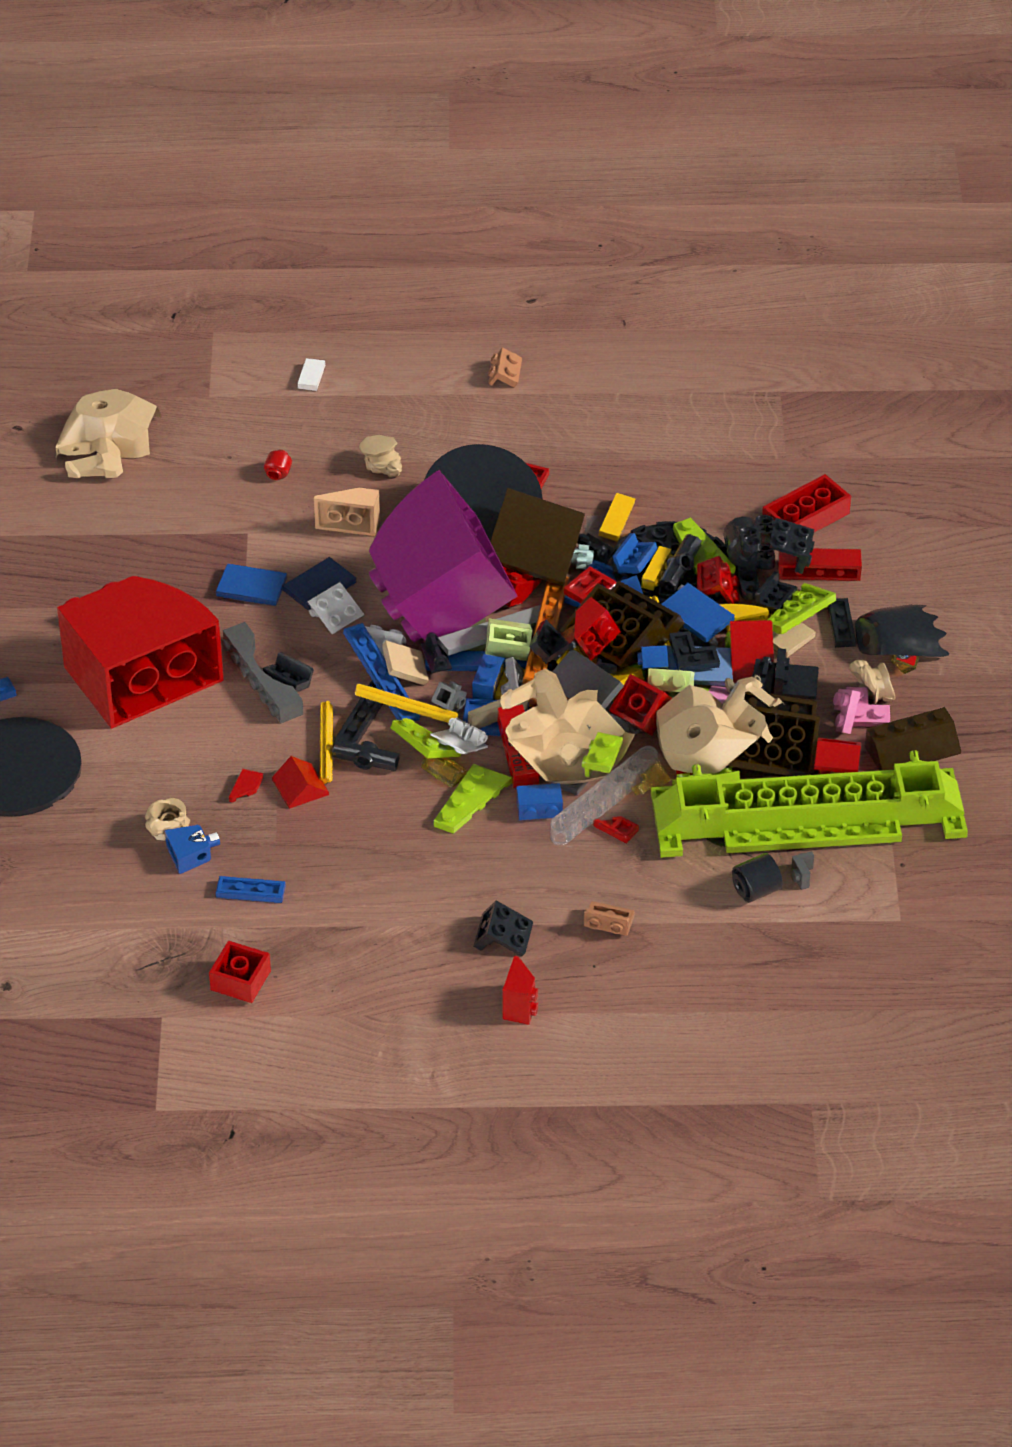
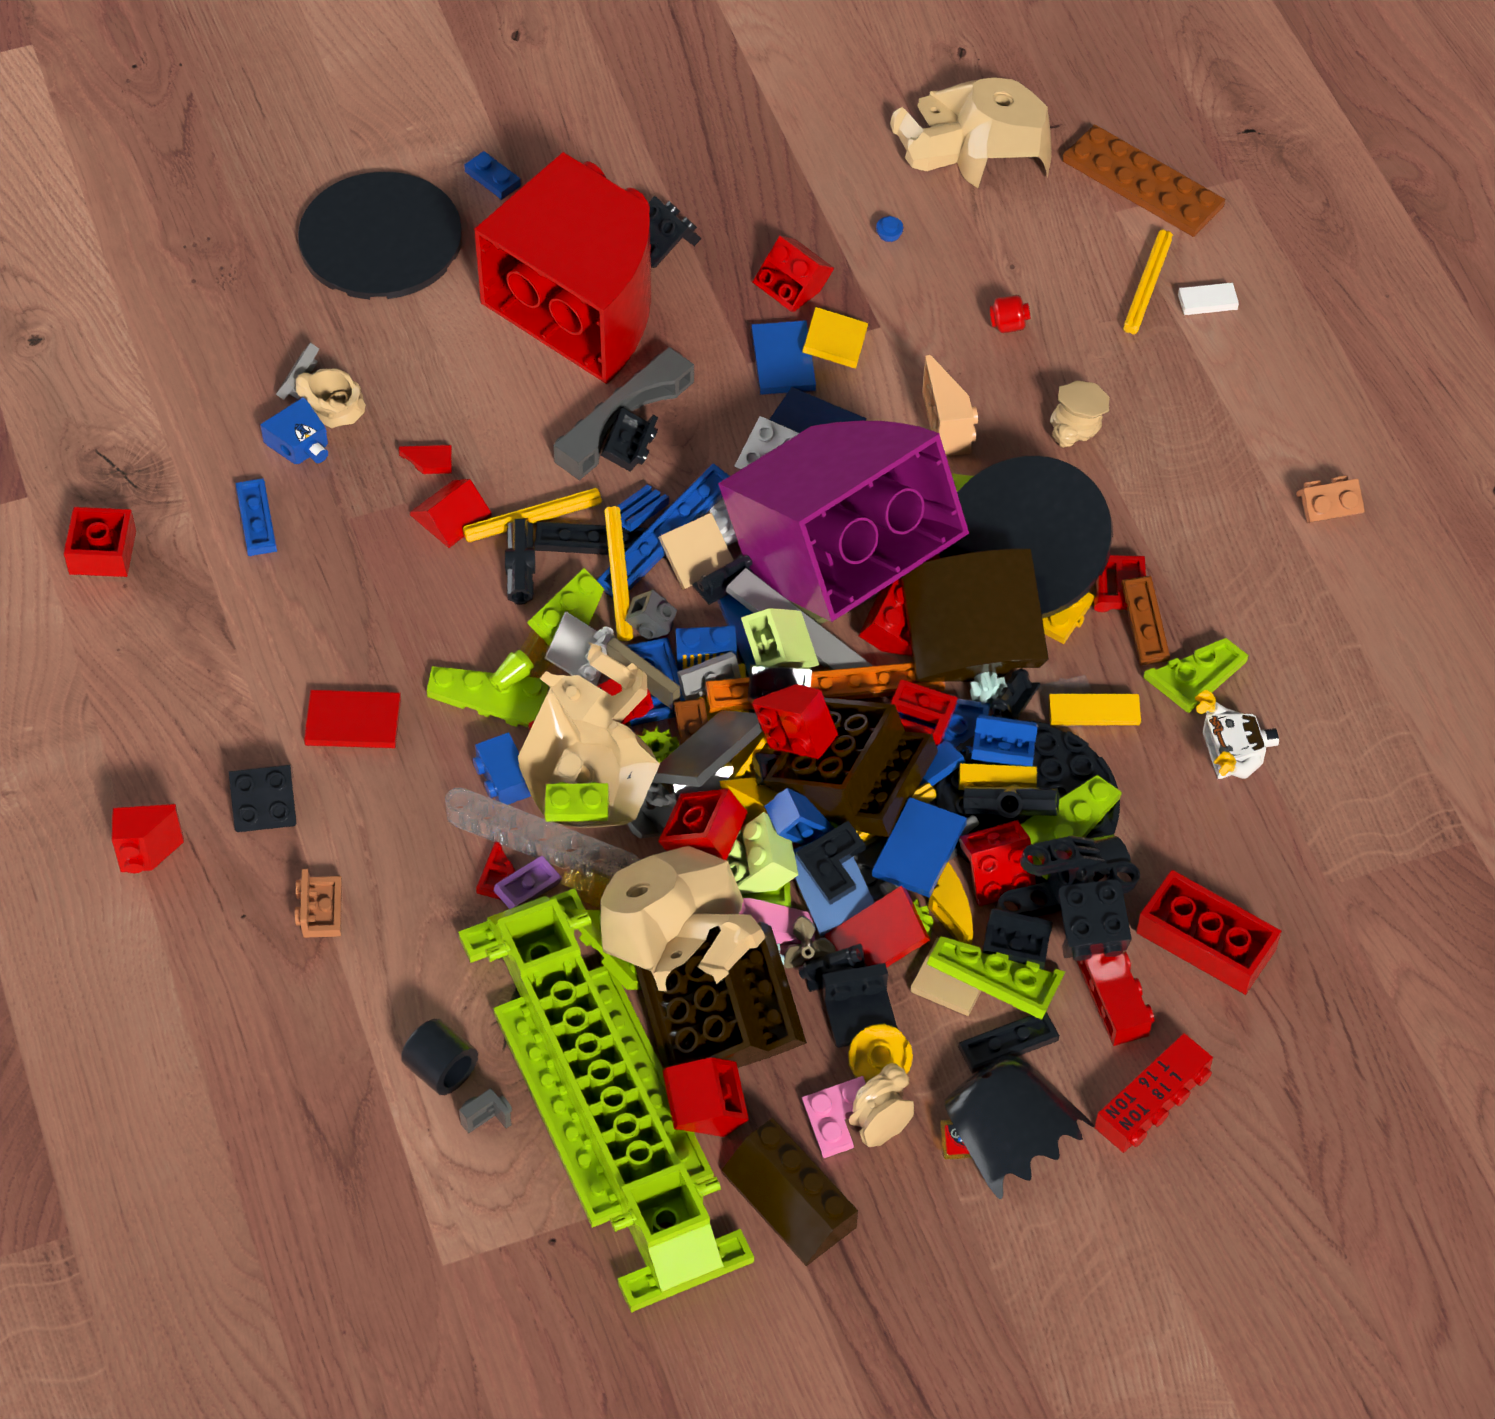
camera: 70 degrees right, 10 degrees up
(131, 835) = (304, 363): none -> light grey hinge
(165, 503) = (889, 228): none -> blue plate
(183, 558) = (792, 273): none -> red slope
(191, 373) = (1144, 180): none -> dark orange plate
(251, 552) = (835, 337): none -> yellow tile
(282, 396) = (1148, 282): none -> yellow axle
(344, 677) = (635, 504): none -> blue tile
(457, 873) = (352, 719): none -> red tile
(465, 771) = (513, 669): none -> lime cone
(562, 473) = (1145, 620): none -> dark orange tile
(611, 464) = (1202, 671): none -> lime wing
(636, 810) = (527, 883): none -> medium lavender plate
(671, 462) = (1233, 738): none -> torso
(830, 677) = (876, 1048): none -> yellow tile
(845, 702) = (812, 1080): bright pink plate -> none
(904, 567) = (1154, 1093): none -> red brick

